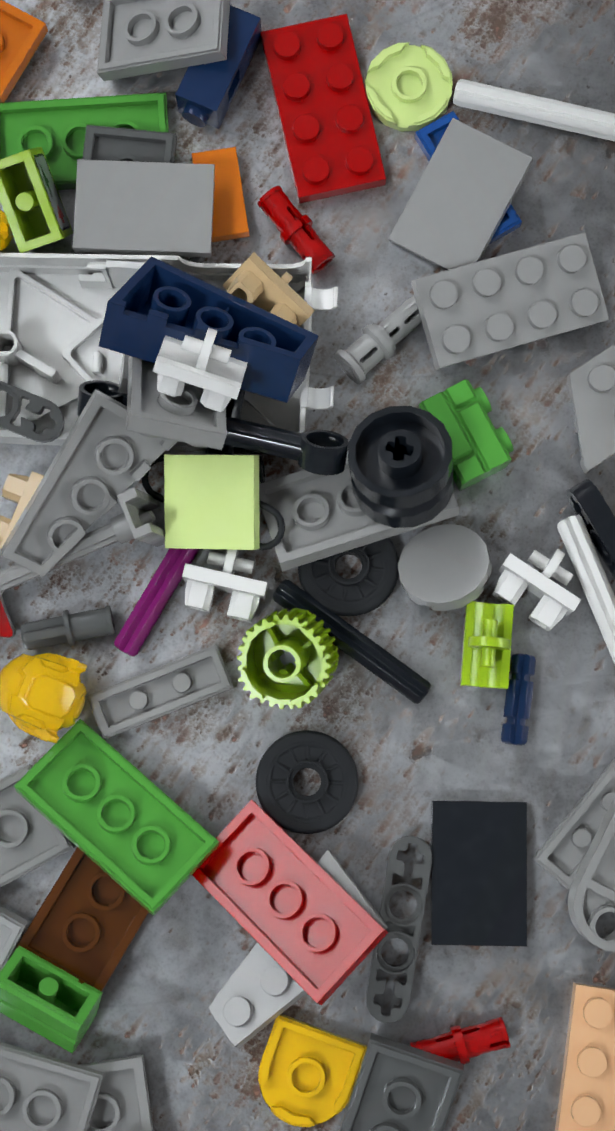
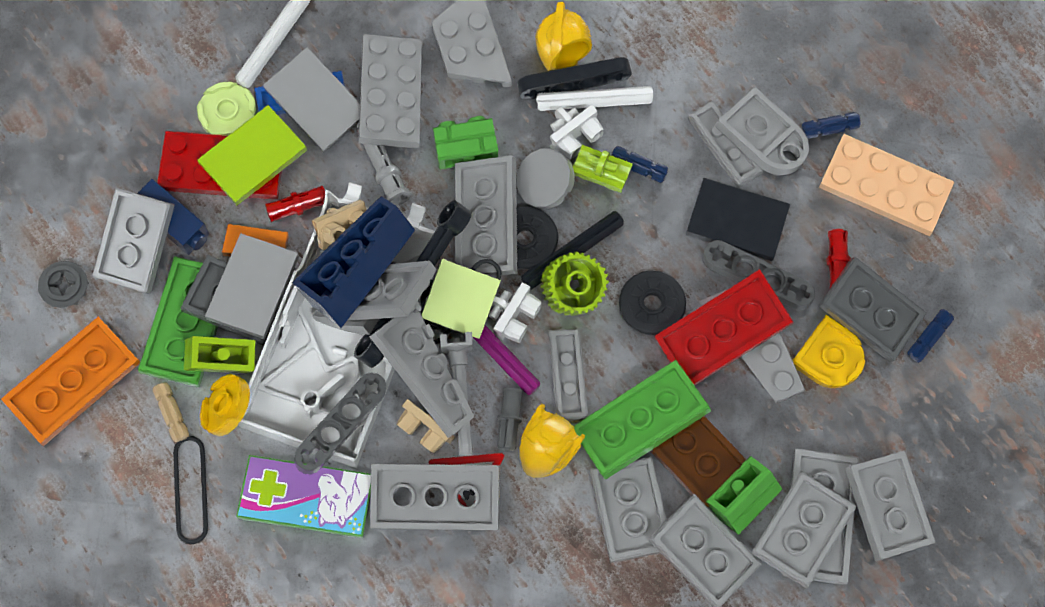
camera: 75 degrees left, 10 degrees down
(200, 365) = (378, 263): white hips -> none
(342, 141) = (252, 155): none -> lime tile
(401, 466) = (478, 176): black wheel -> none

